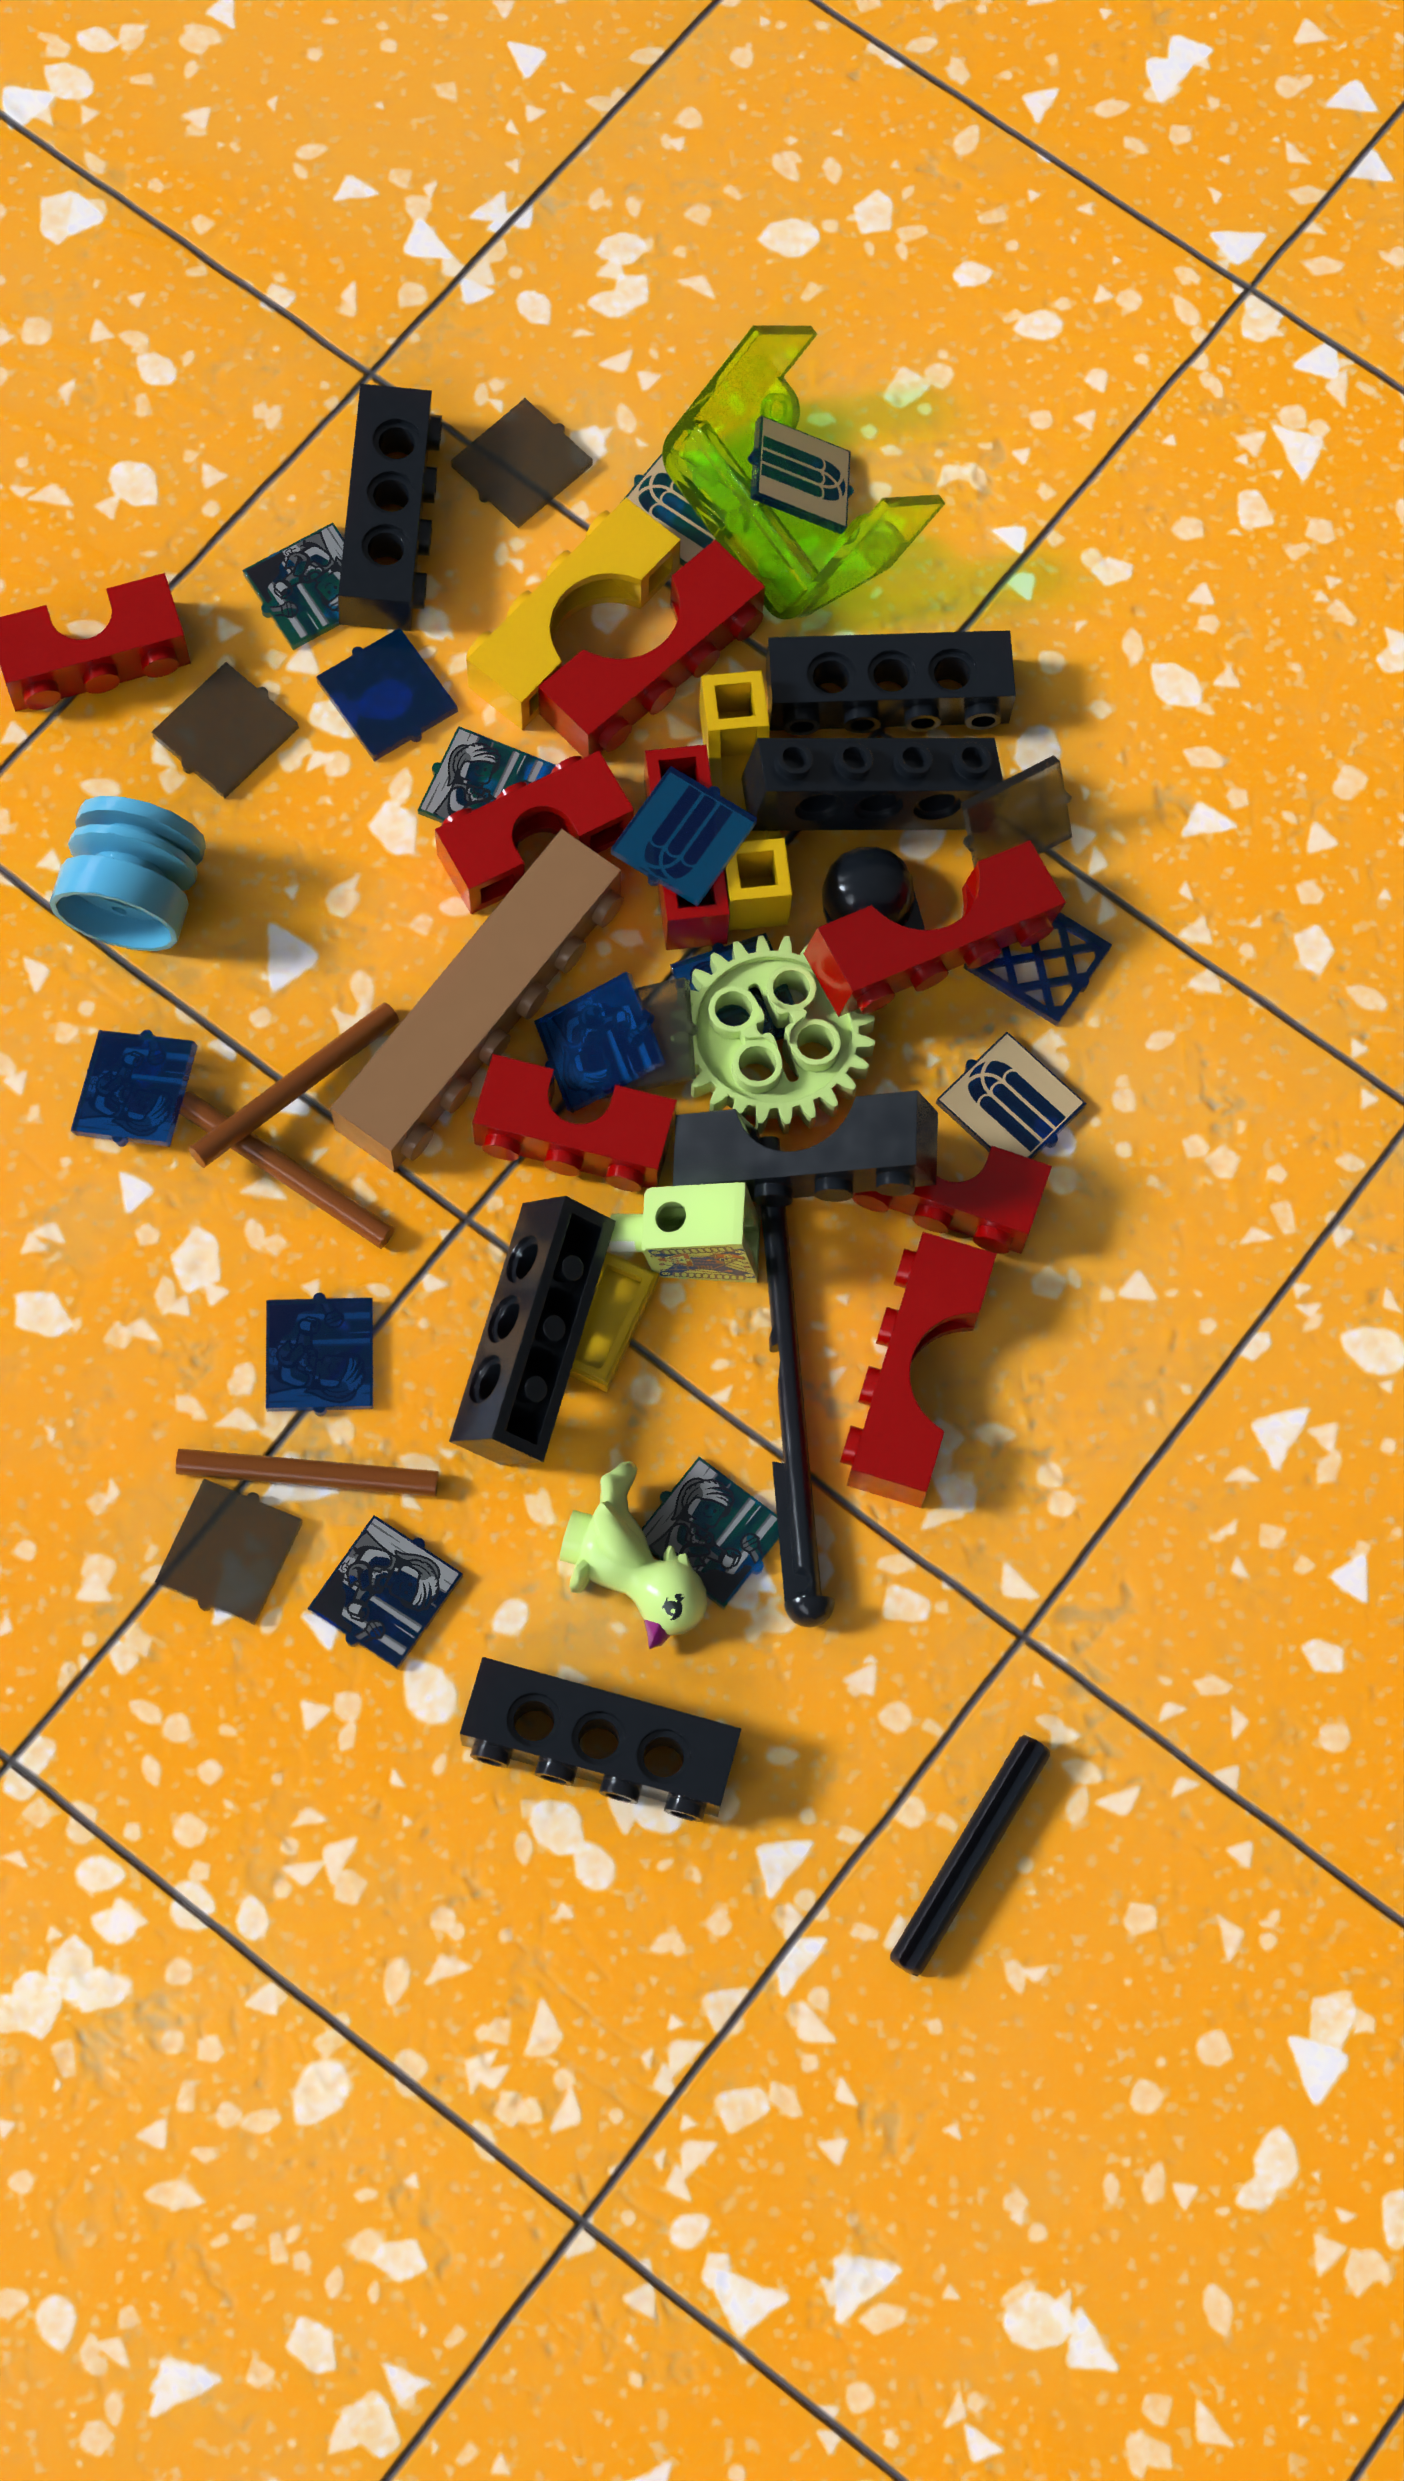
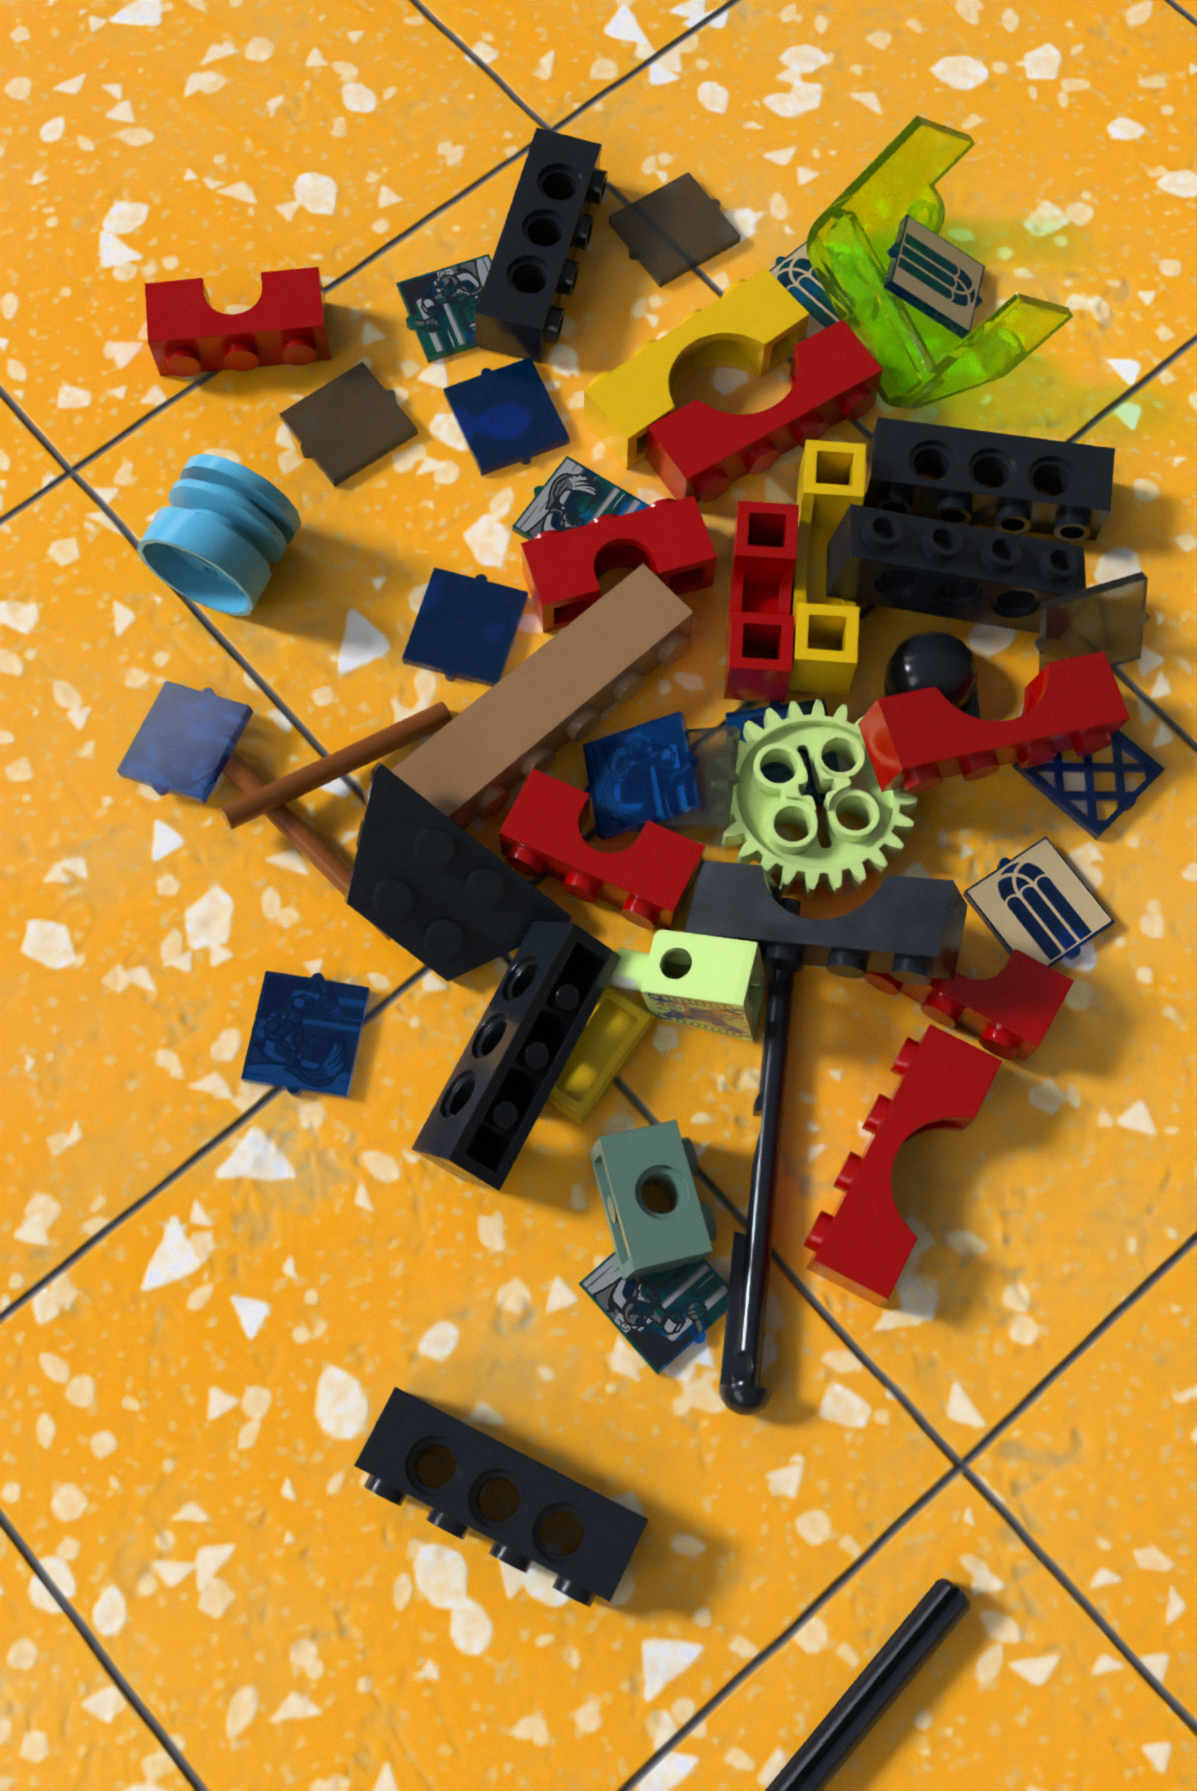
camera: 15 degrees right, 0 degrees up
(229, 1551) = (173, 1218): clear smoke piece -> none
(307, 1472) = (267, 1152): dark orange bar -> none
(385, 1592) = (318, 1291): piece -> none
(391, 922) = (465, 627): none -> clear blue piece
(422, 1183) = (437, 884): none -> black wing
(616, 1556) = (555, 1300): yellowish green animal -> none
(684, 836) = (760, 588): piece -> none
(686, 1481) = (642, 1238): none -> sand green brick

